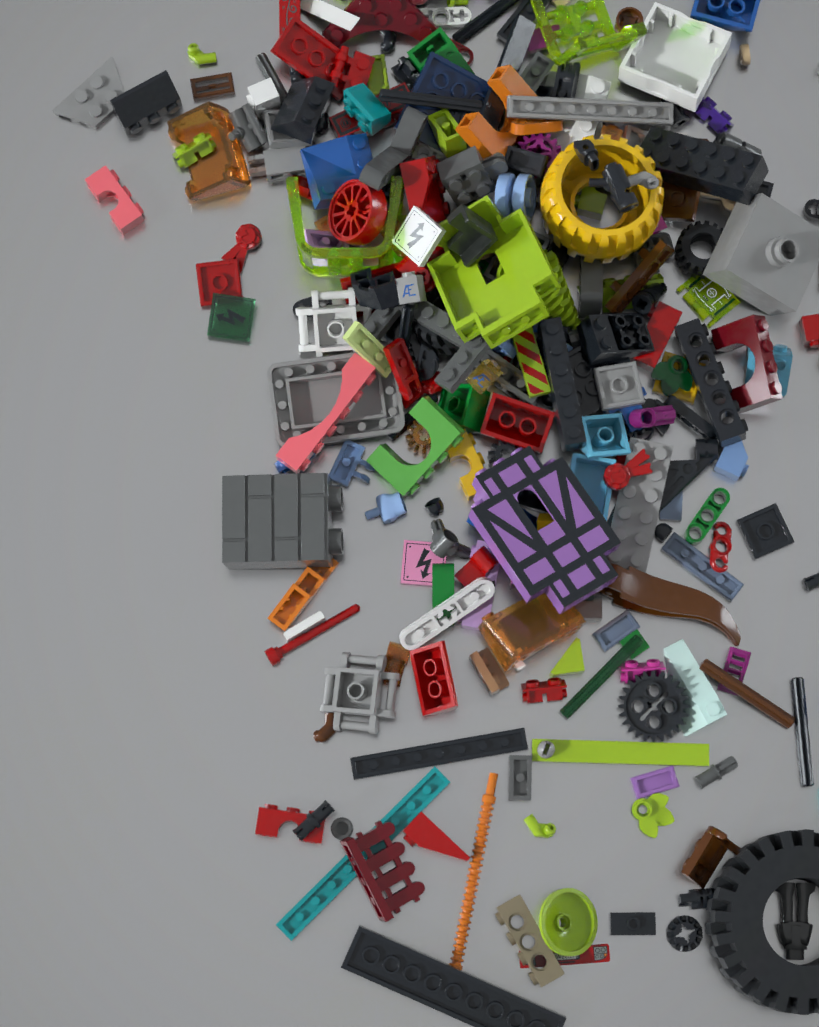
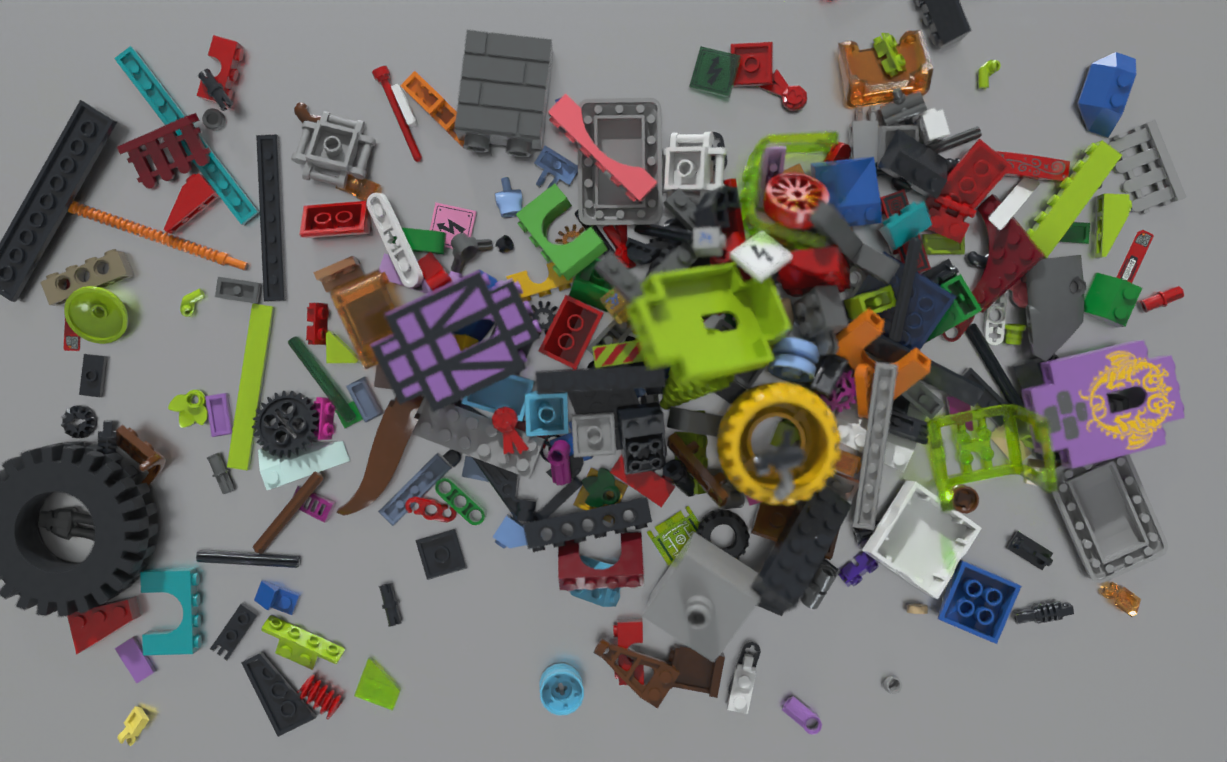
camera: 100 degrees right, 10 degrees up
(212, 94) = (945, 81): reddish brown tile -> none
(368, 347) = (657, 197): yellowish green plate -> none
(403, 368) = (638, 227): red hinge -> none
(473, 237) = (752, 309): pearl dark grey panel -> none
(541, 747) = (260, 312): light grey hinge -> none
(587, 153) = (815, 432): black piece -> none

